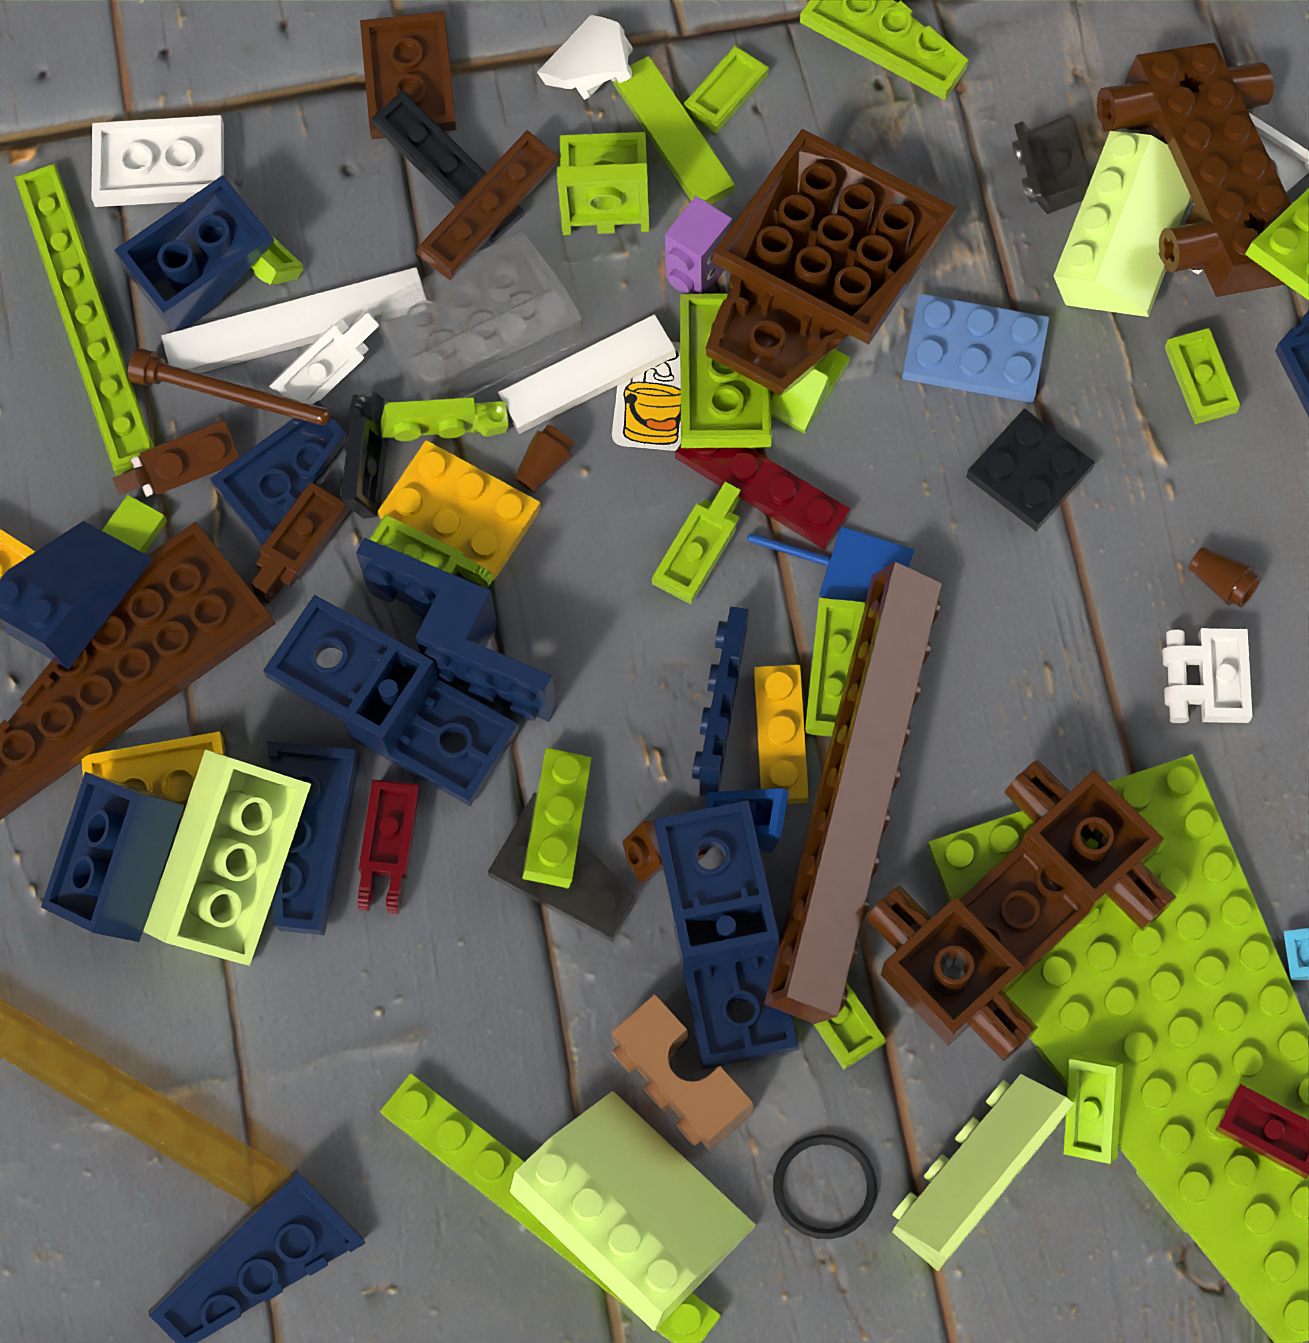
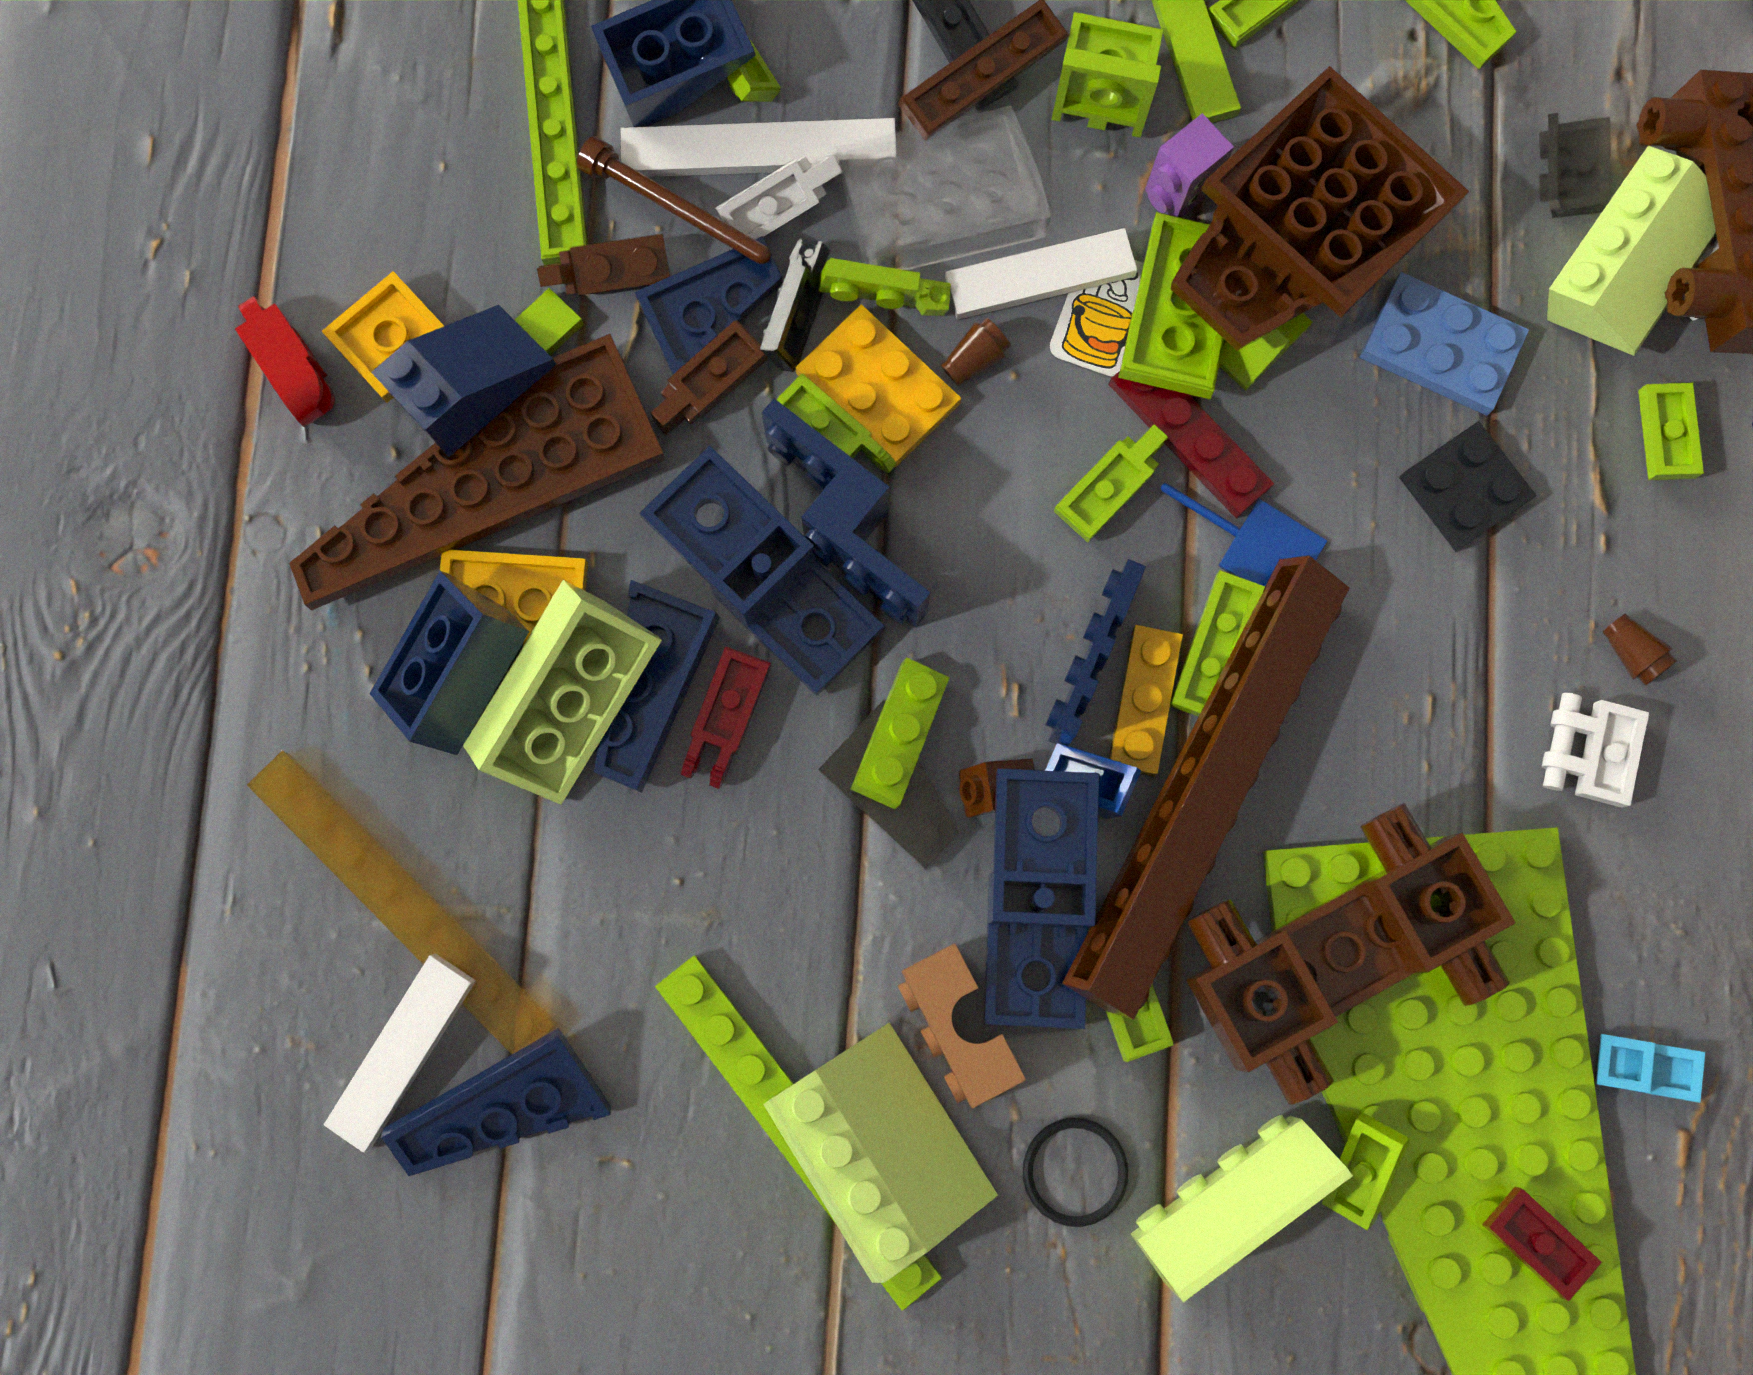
camera: 10 degrees right, 10 degrees up
(147, 1235) = (399, 1052): none -> white tile

